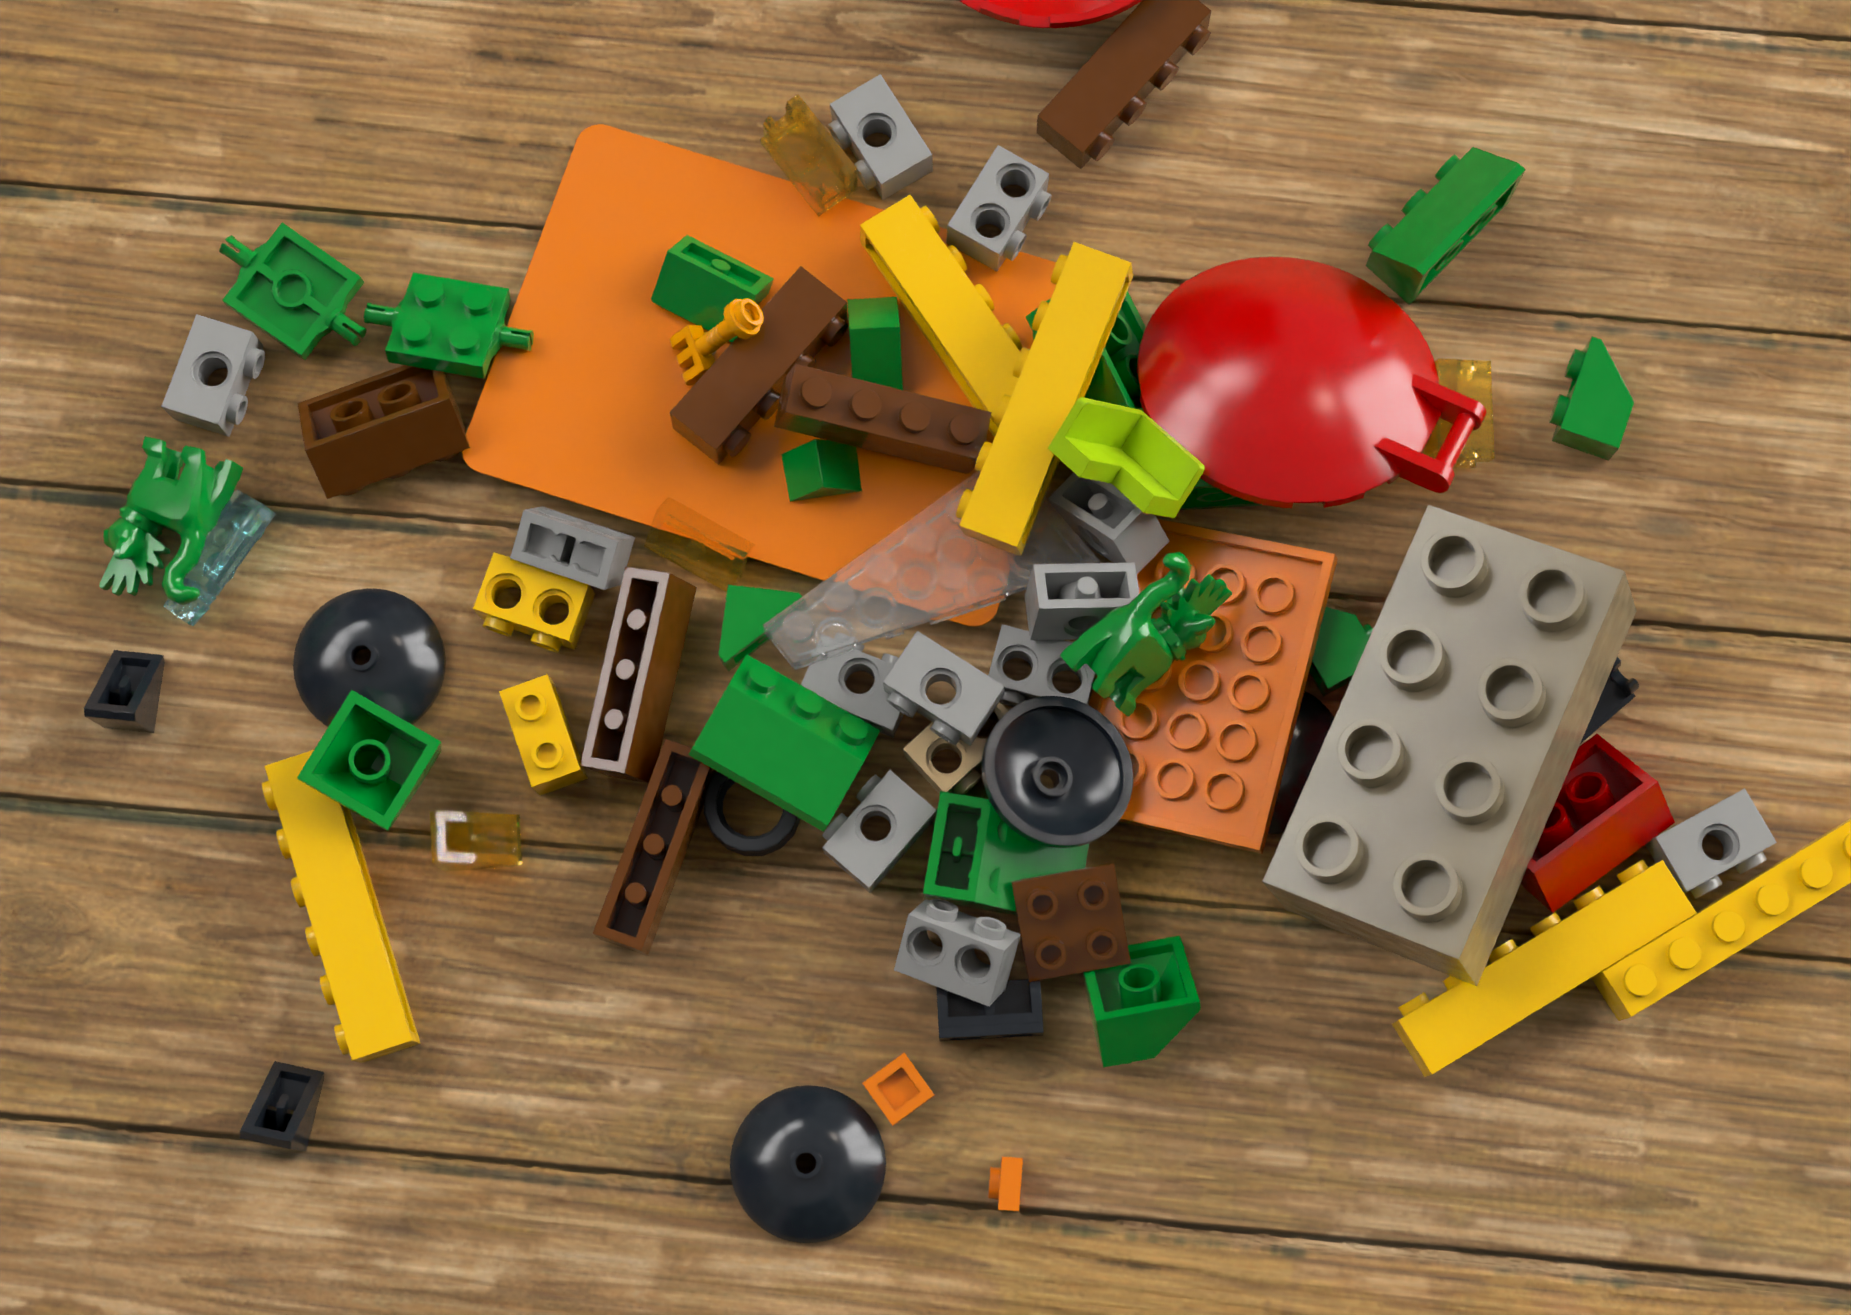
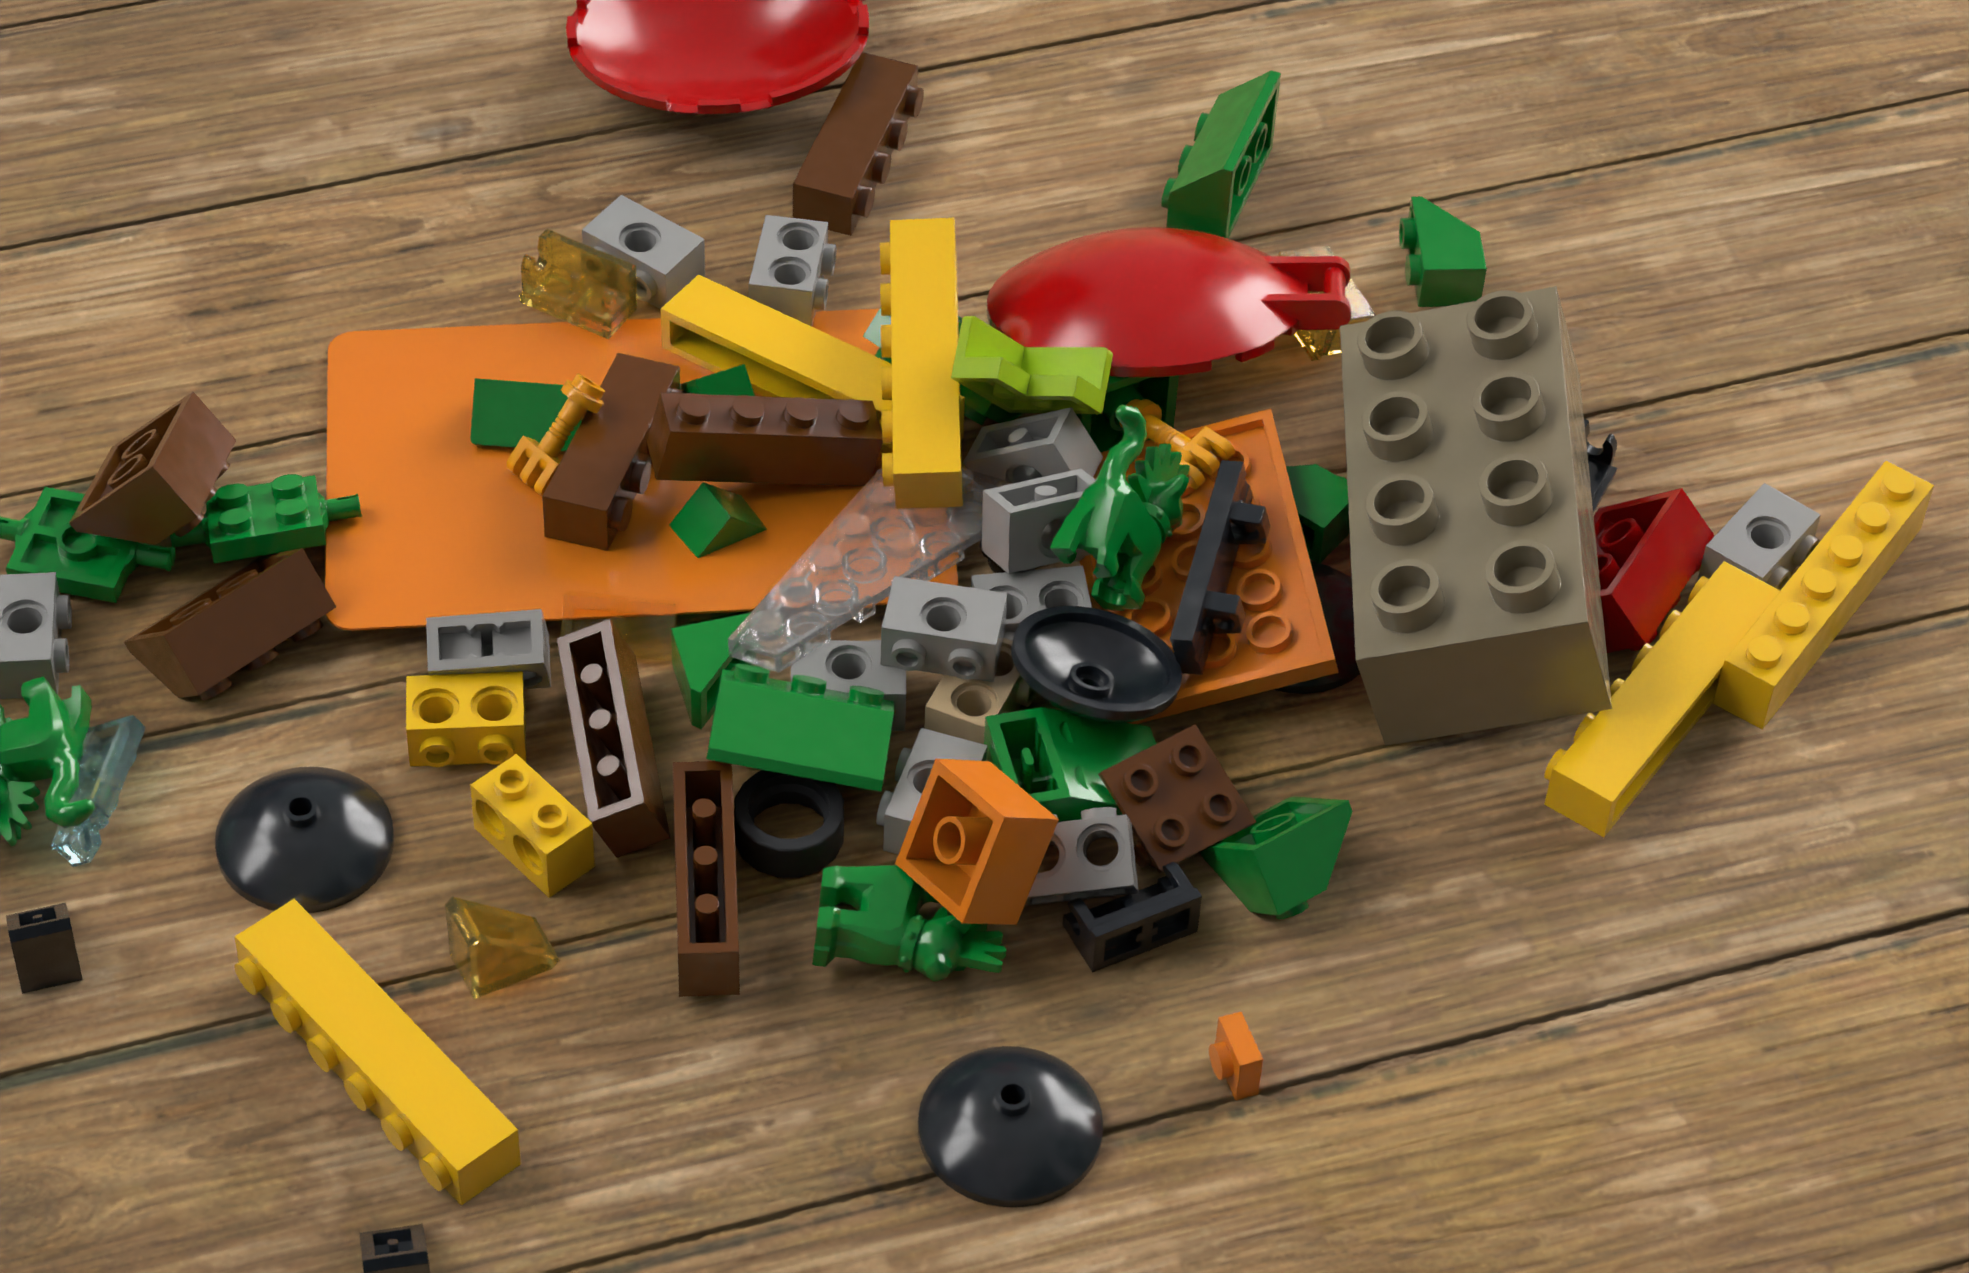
camera: 30 degrees left, 30 degrees down
(368, 258) = (158, 476): none -> reddish brown slope
(370, 761) = (357, 880): green slope -> none
(790, 934) = (892, 931): none -> green animal
(870, 928) = (976, 841): none -> orange brick
(898, 1089) = (1073, 1015): orange plate -> none
(1222, 513) = (1194, 451): none -> light orange hinge
(1228, 675) = (1204, 603): none -> black hinge

